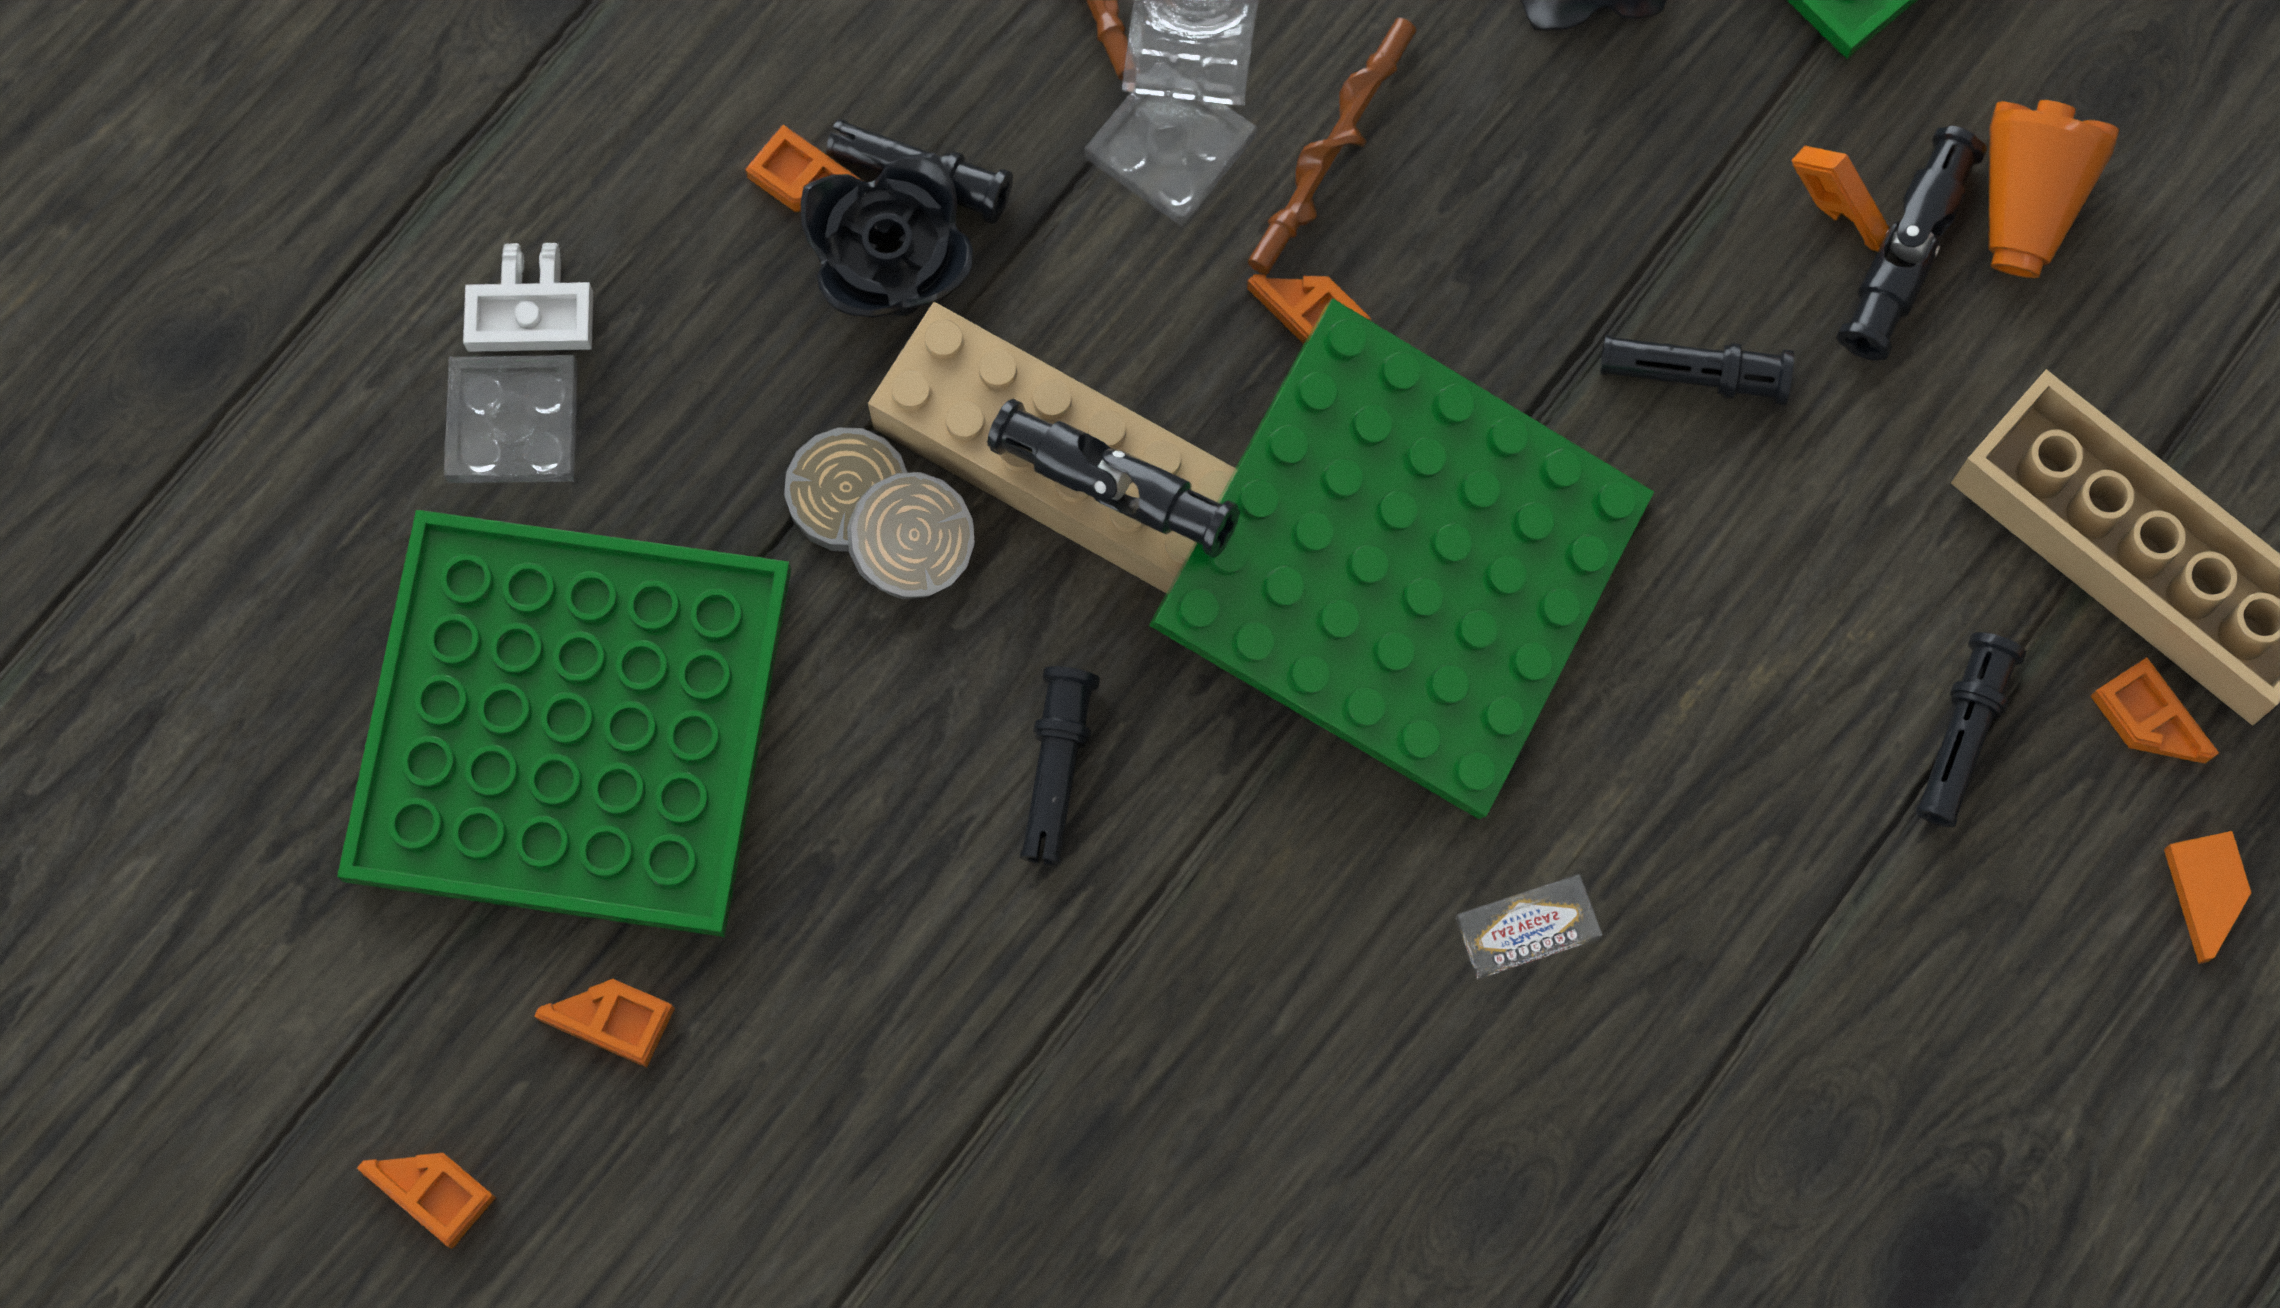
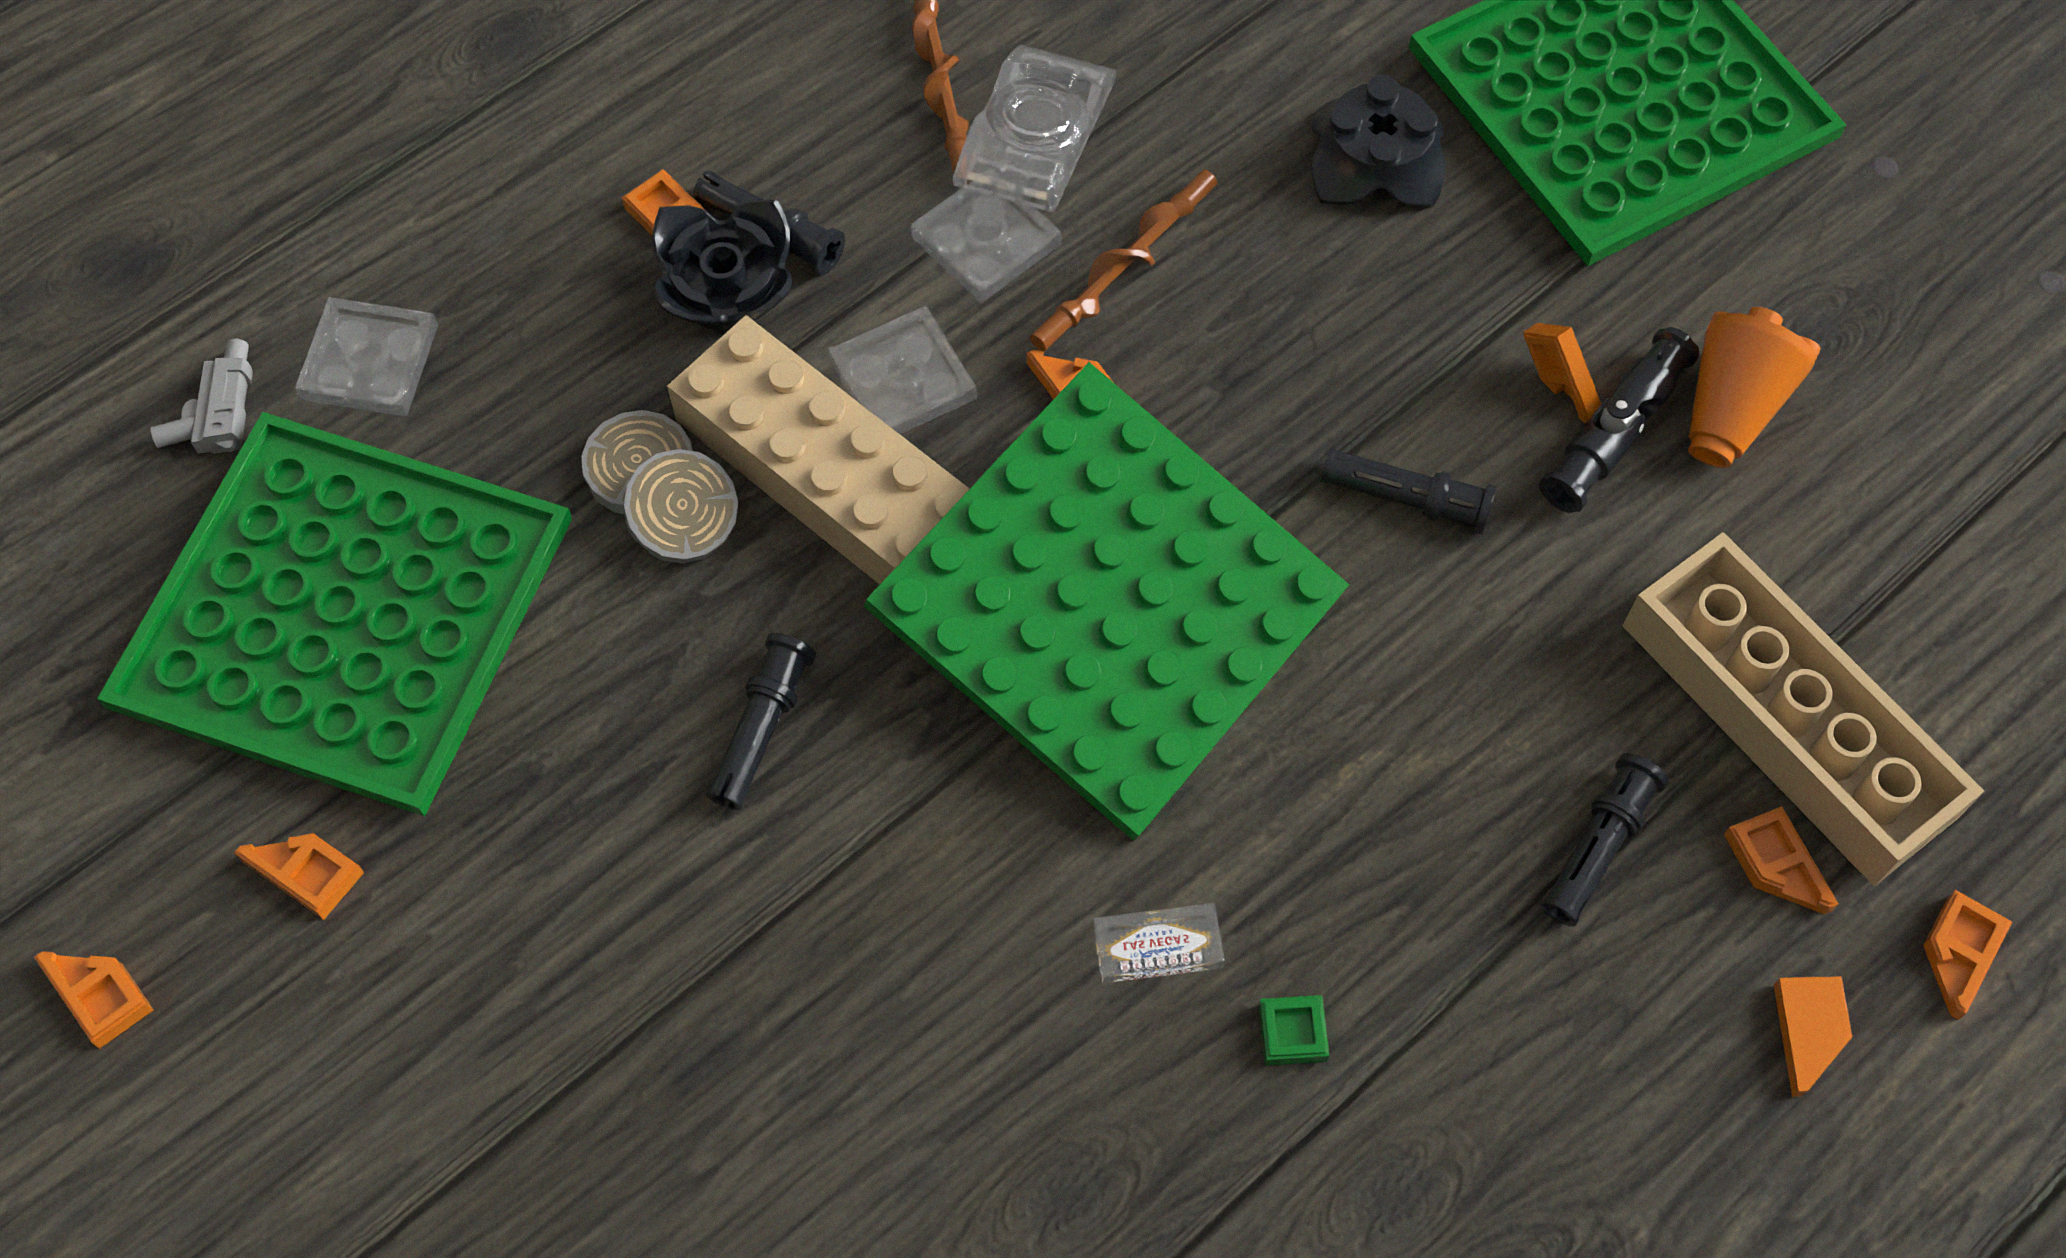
camera: 10 degrees right, 10 degrees down
(362, 519) = (218, 416): none -> light grey piece
(528, 315) = (409, 278): white hinge -> none
(1105, 474) = (835, 454): black piece -> none
(1116, 329) = (904, 371): none -> clear plate
(1685, 992) = (1293, 1030): none -> green tile

